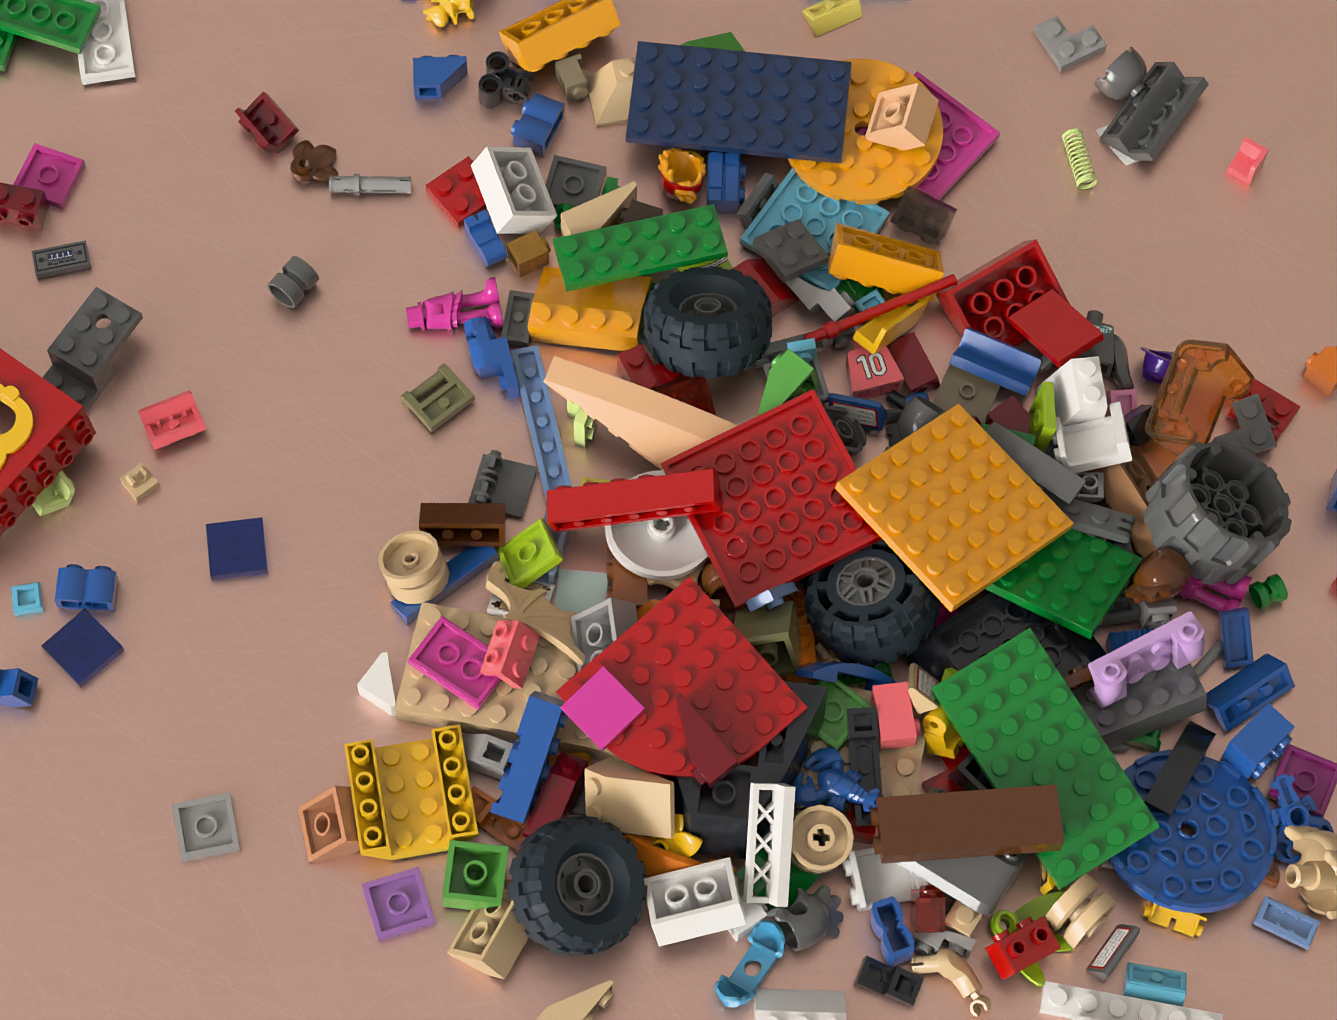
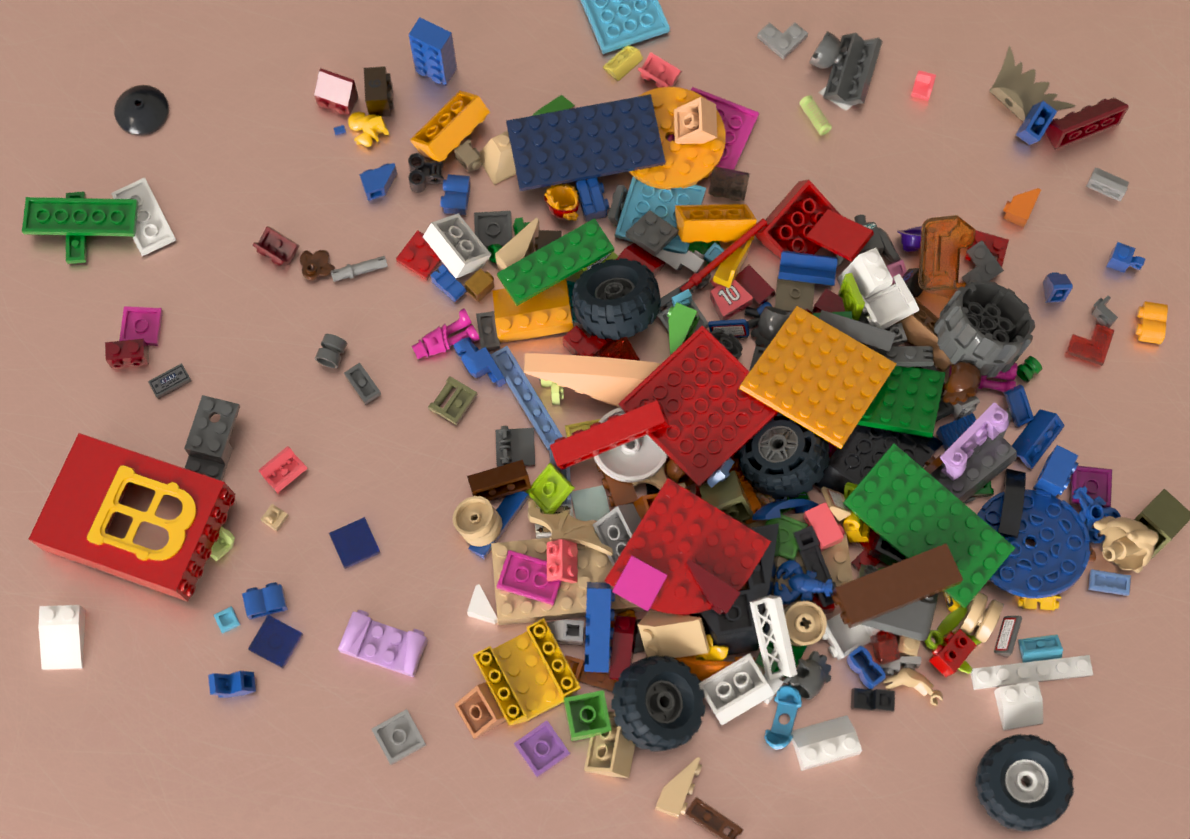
camera: 15 degrees left, 5 degrees up
(227, 695) = (383, 644): none -> lavender piece
(321, 338) = (362, 383): none -> dark grey plate
(878, 38) = (659, 71): none -> coral bracket

